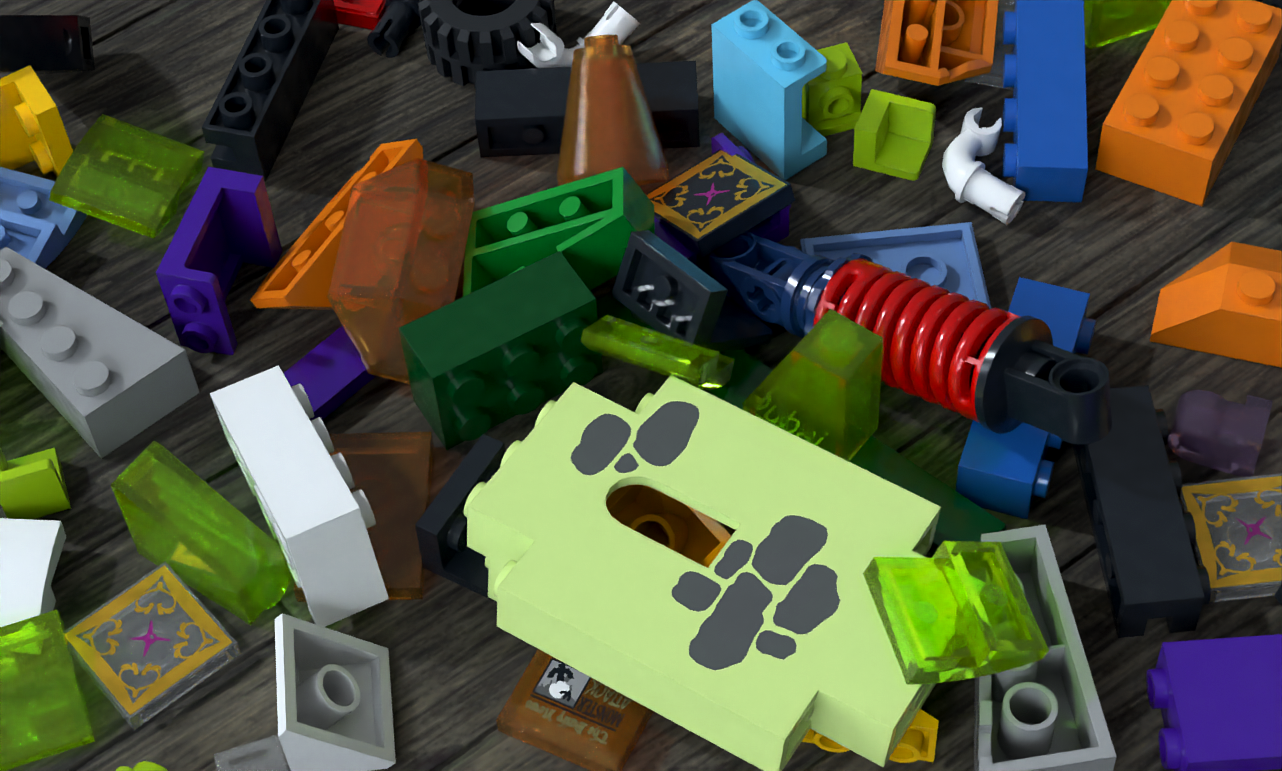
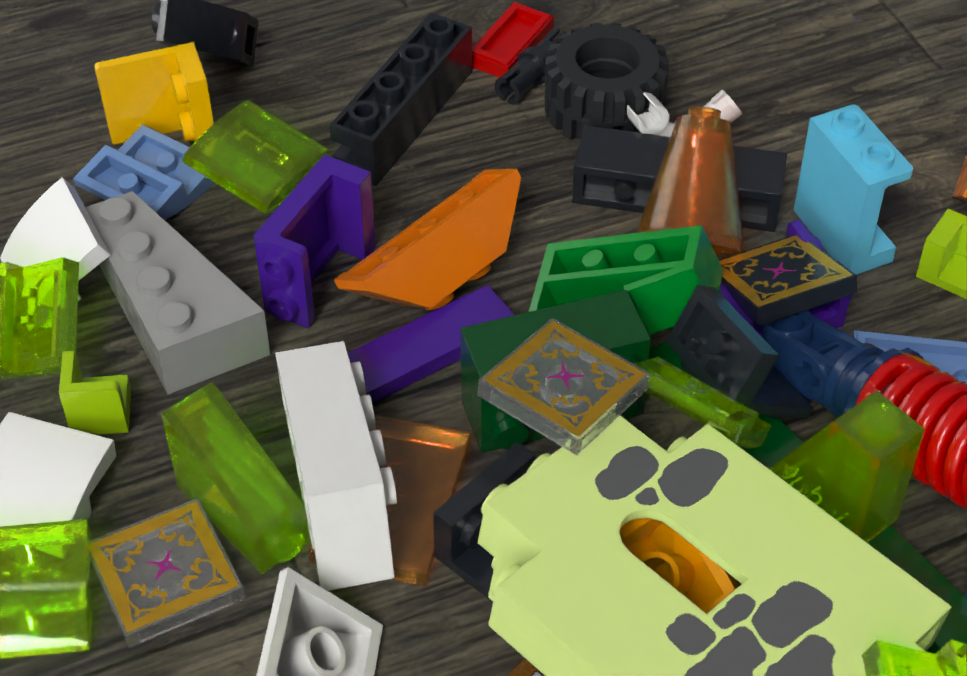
camera: 10 degrees right, 5 degrees down
(399, 256) = (476, 268): clear orange wedge -> none
(518, 367) = (563, 385): none -> clear tile
(834, 98) = (911, 206): lime brick -> none

